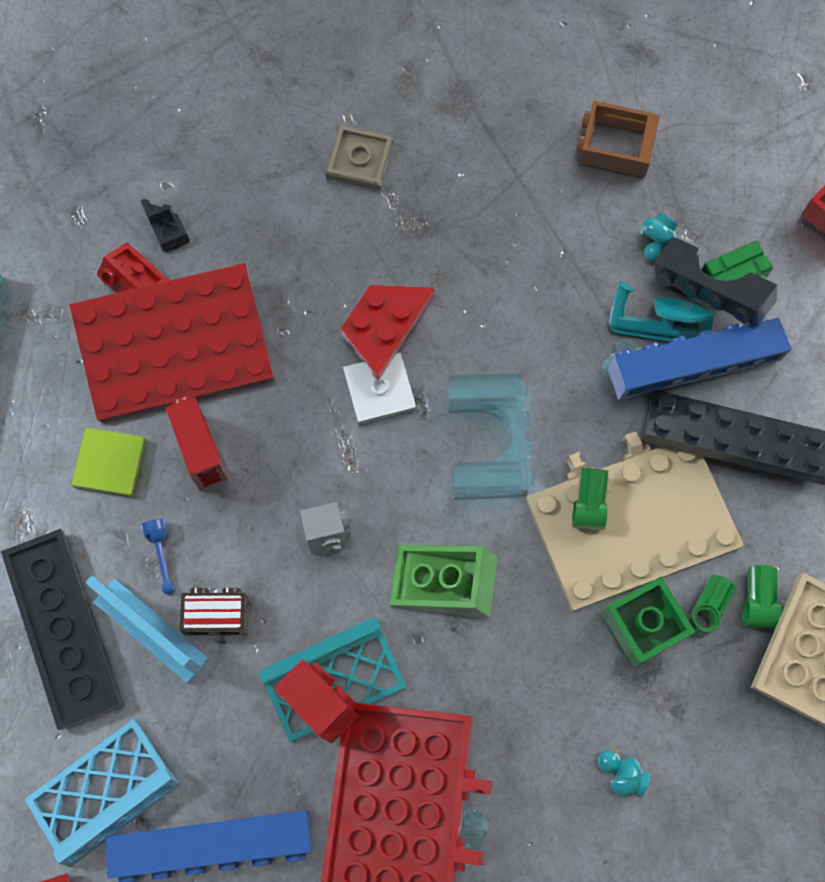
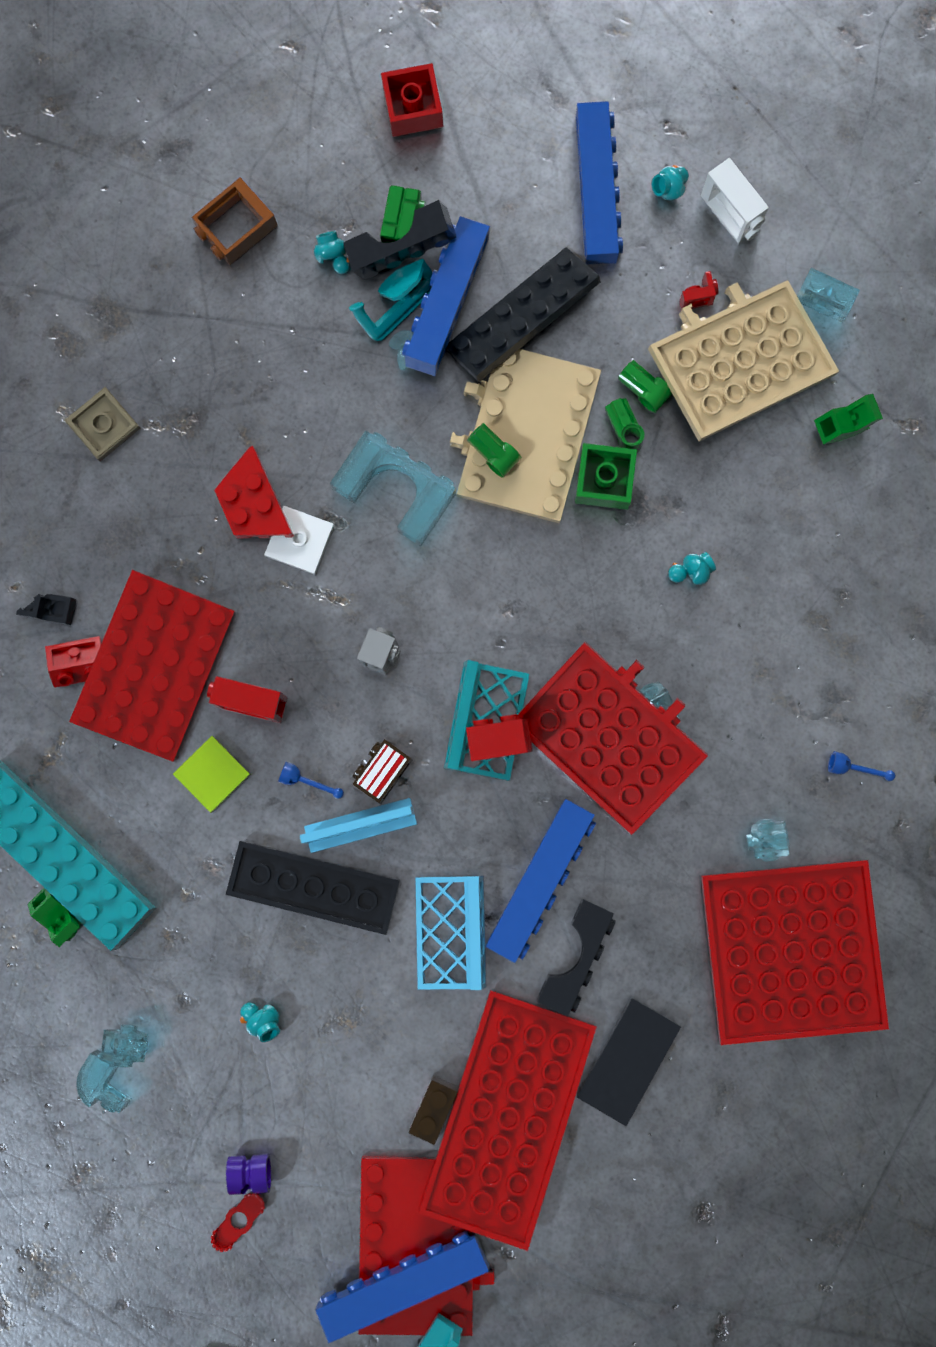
camera: 45 degrees left, 10 degrees up
(444, 579) = (474, 594): bright green slope -> none

